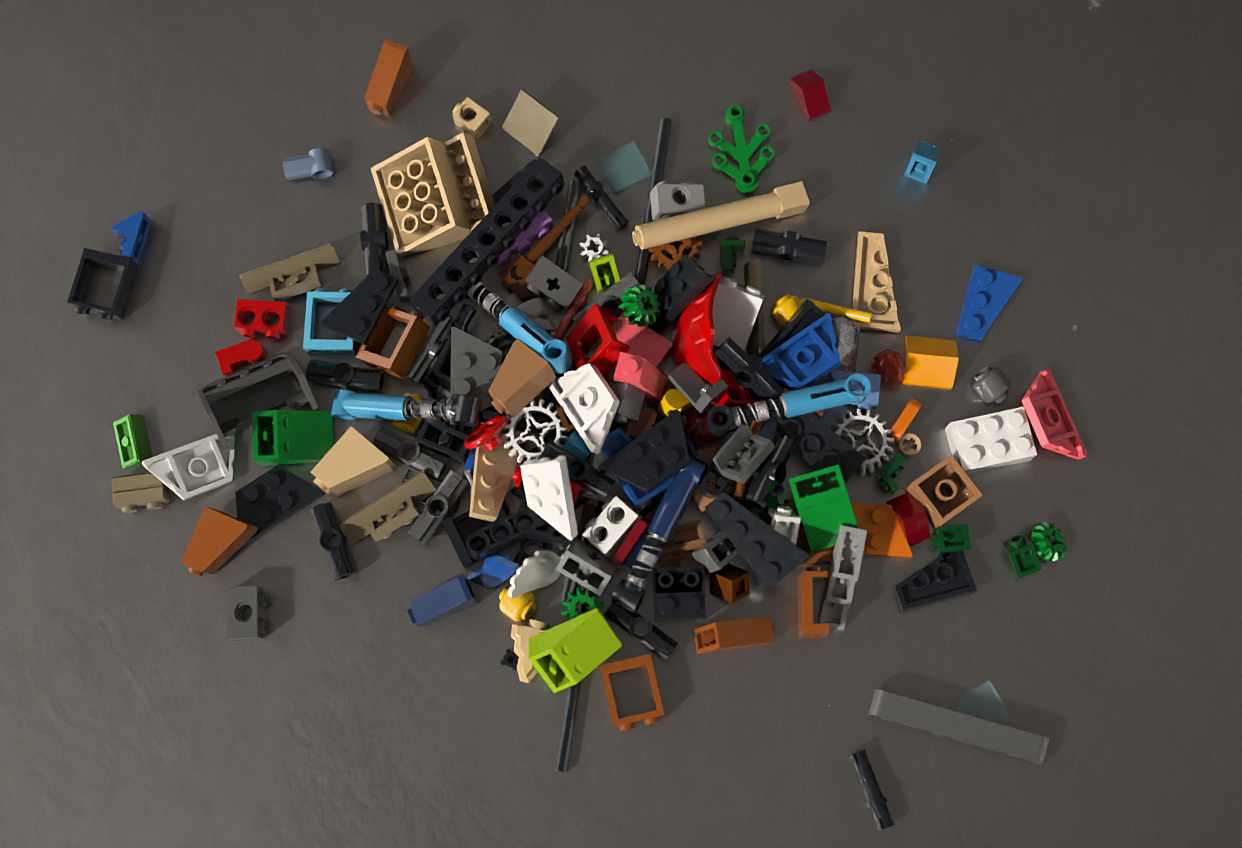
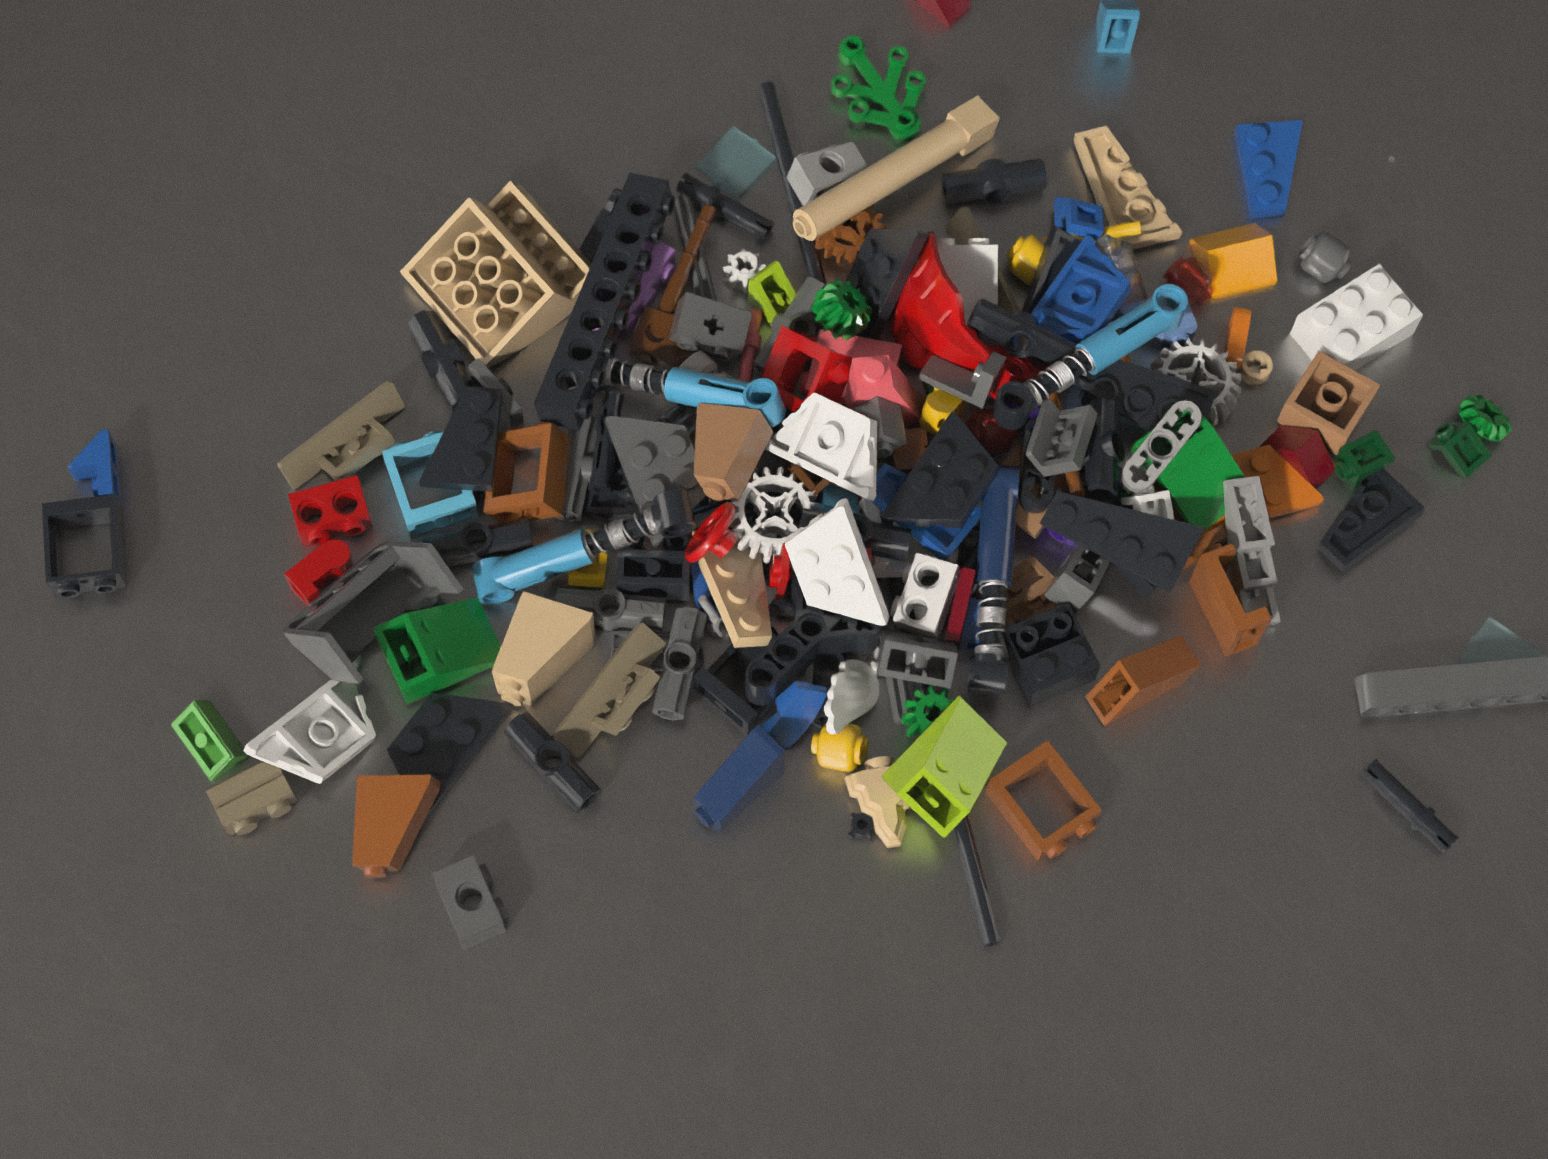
camera: 30 degrees left, 10 degrees down
(315, 164) = (320, 292): sand blue piece -> none
(388, 78) = (378, 150): dark orange slope -> none
(473, 127) = (506, 152): tan brick -> none
(530, 122) = (592, 143): dark tan piece -> none
(654, 640) = (1042, 722): black piece -> none
(728, 254) = (920, 211): dark green bracket -> none
(730, 583) = (1107, 617): reddish brown panel -> none
(790, 504) = (1170, 420): none -> light grey beam
(832, 295) = (1079, 217): none -> blue slope
(892, 469) = (1246, 414): dark green bracket -> none
(1051, 417) = (1418, 270): coral wing -> none

